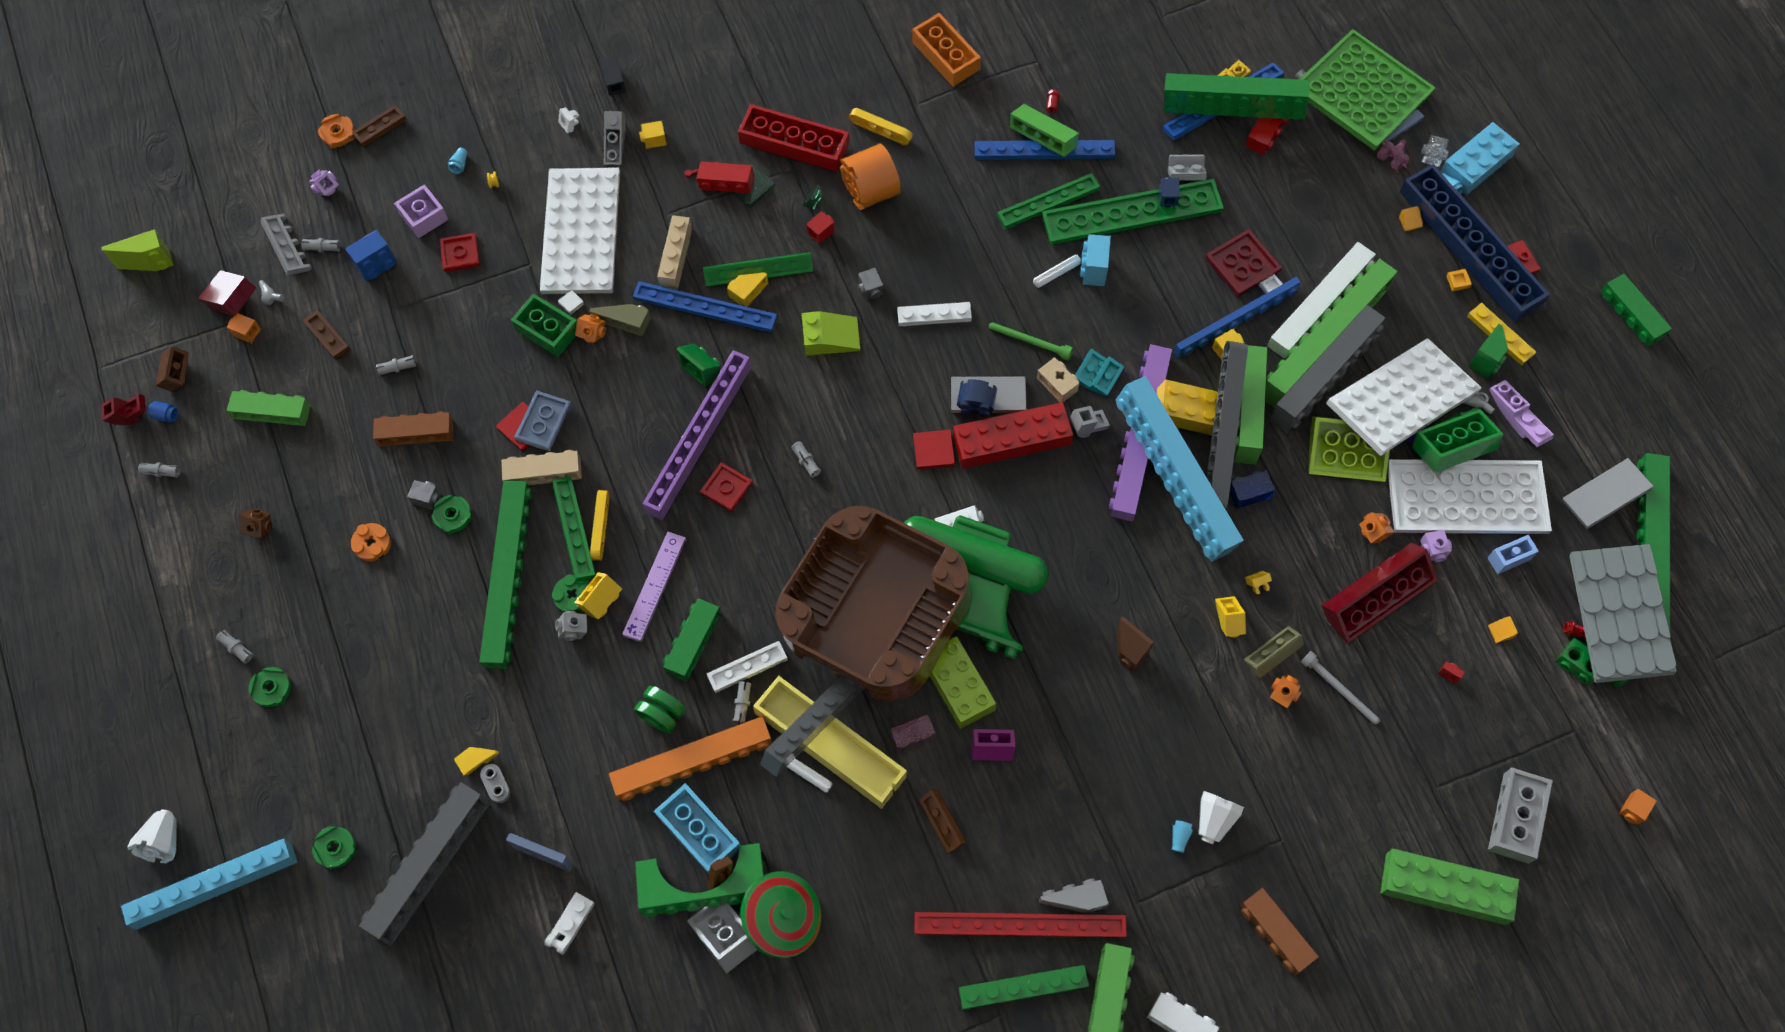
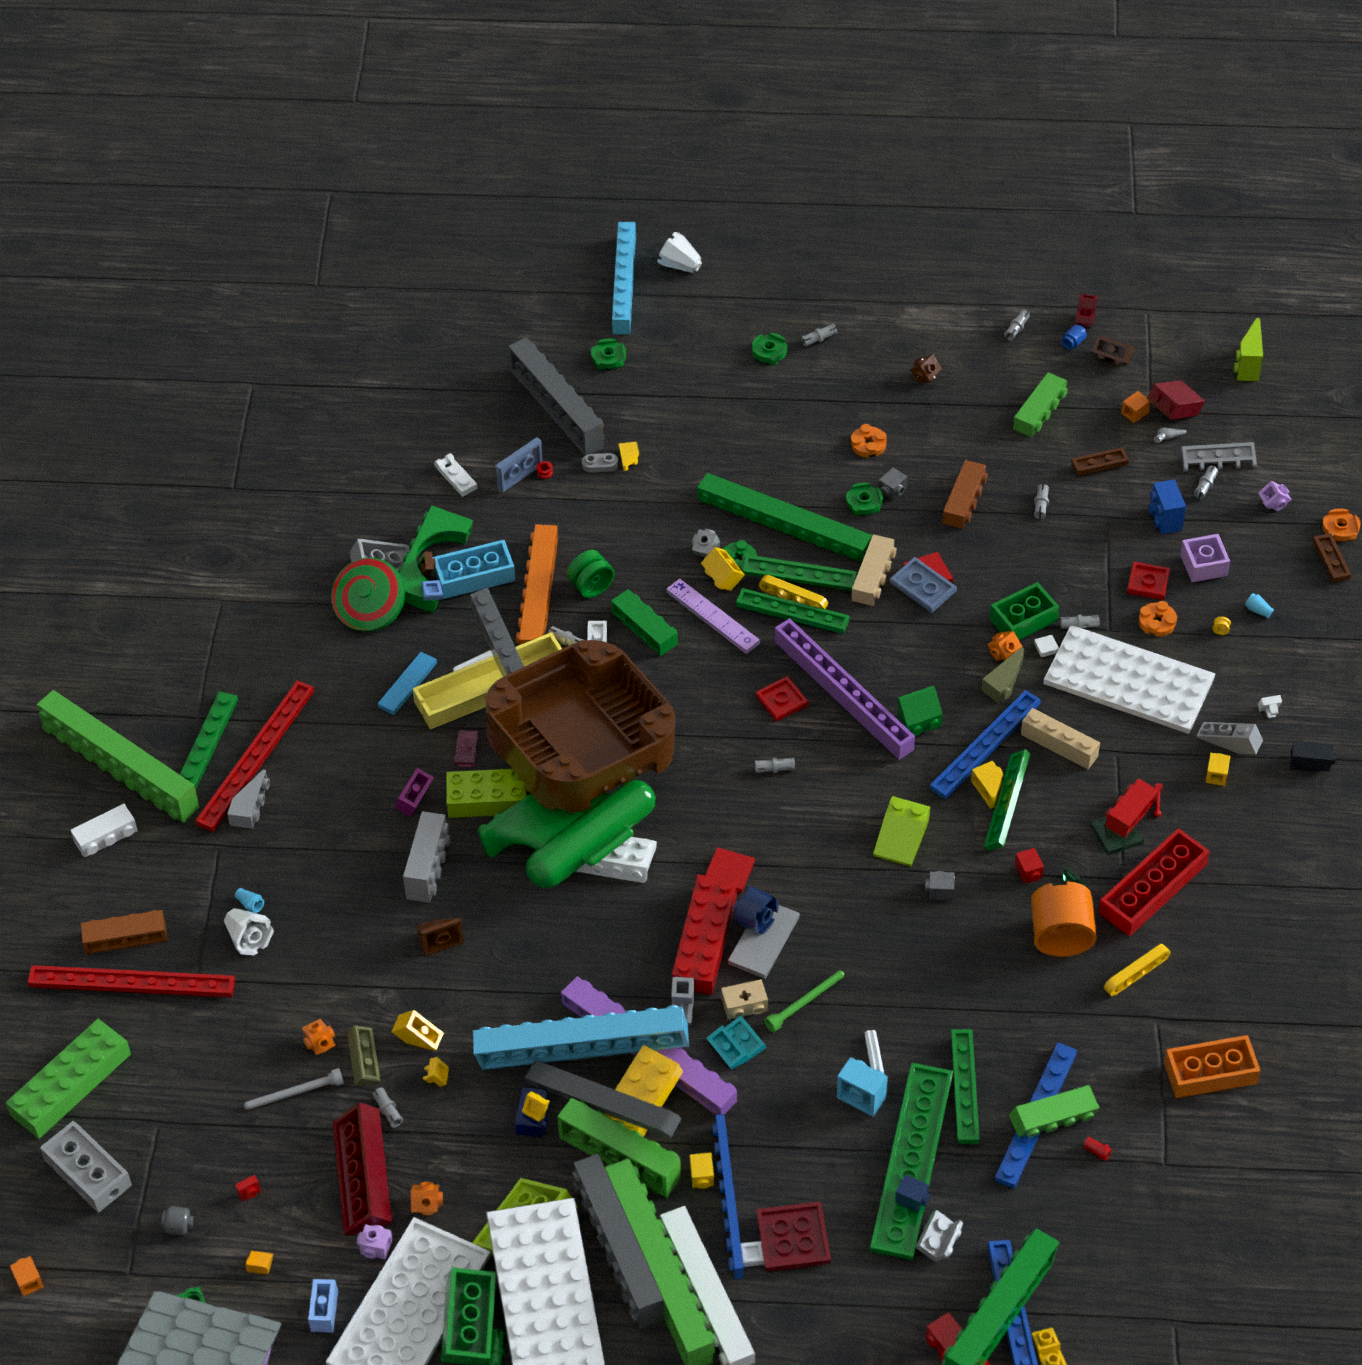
camera: 115 degrees right, 15 degrees down
(499, 222) = (1157, 610): none -> orange plate
(522, 829) = (544, 474): none -> red bush
(532, 285) = (1079, 621): none -> light grey pin
(620, 518) = (794, 610): none -> green plate
(749, 851) = (431, 590): none -> medium blue tile
(862, 827) = (406, 682): none -> dark azure tile
(934, 314) = (880, 930): white plate -> none
(942, 821) = (374, 736): reddish brown plate -> none
(1060, 693) = (426, 857): none -> light grey brick
(1257, 475) = (535, 1106): none -> yellow tile
(1312, 603) = (387, 1107): none -> light grey pin
(1323, 895) = (131, 981): none -> red plate
(1515, 711) = (177, 1220): none -> dark grey head

